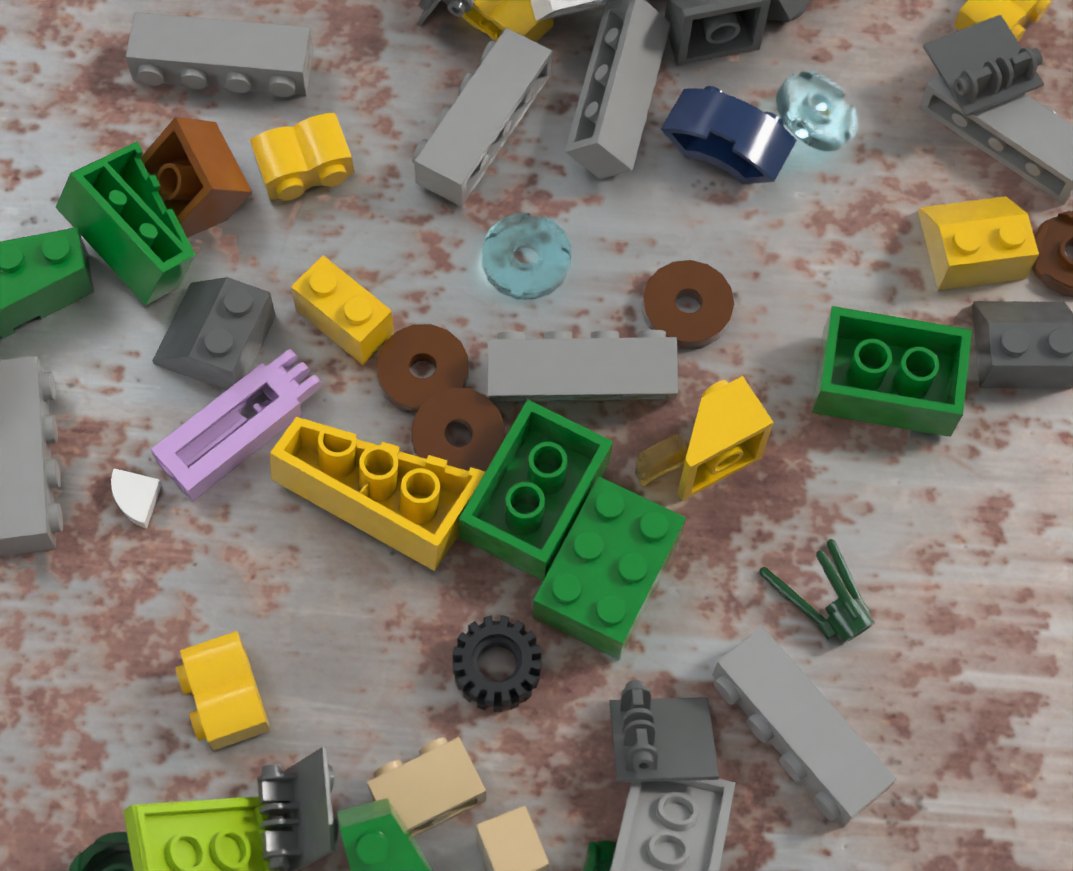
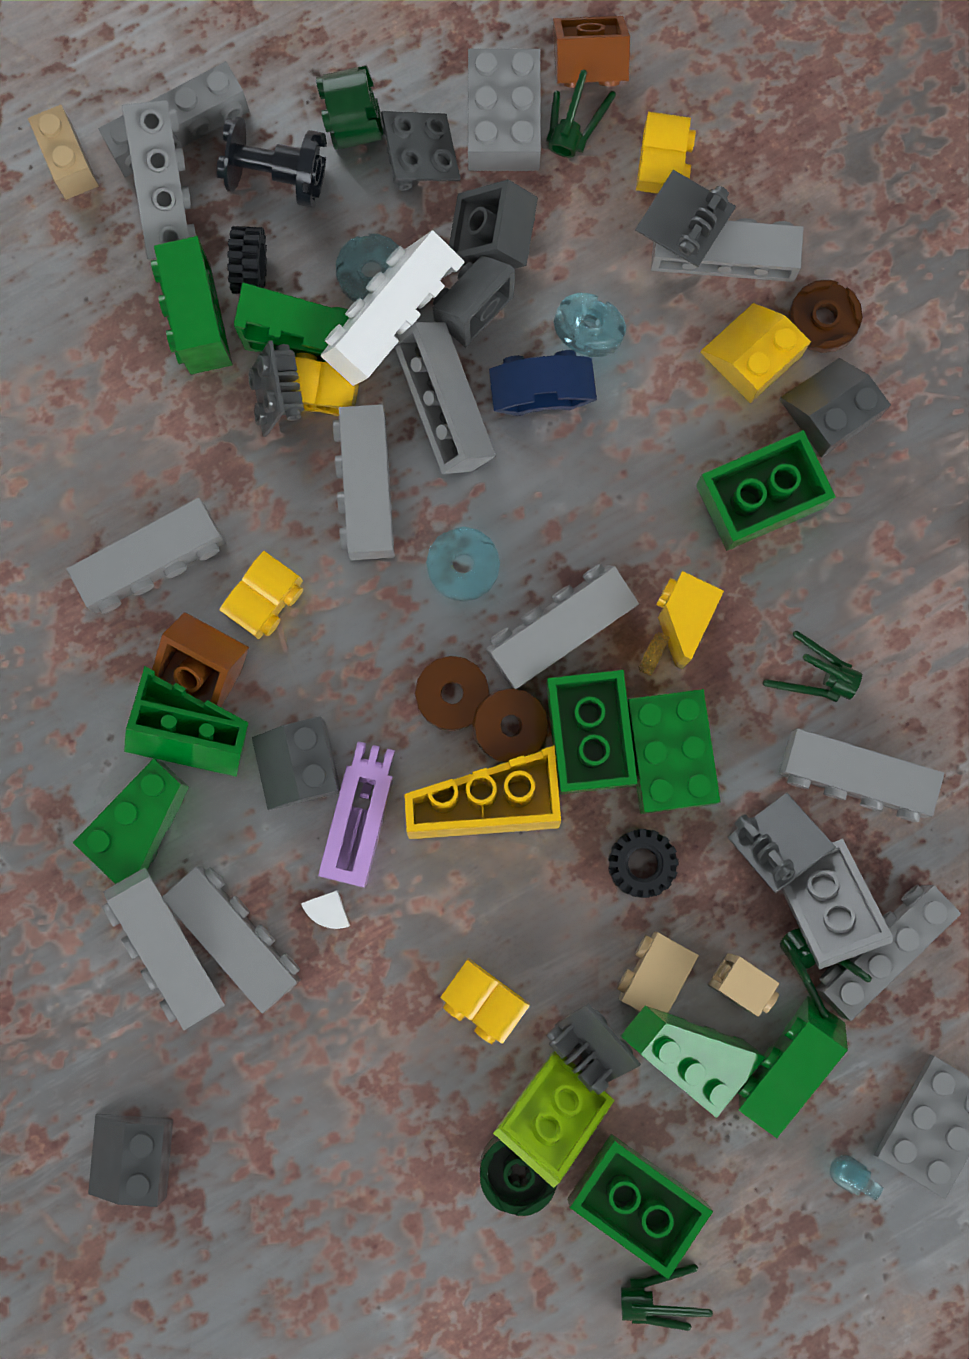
camera: 30 degrees left, 15 degrees up
(343, 310) = (372, 690): yellow brick -> none
(695, 281) = (600, 506): reddish brown tile -> none

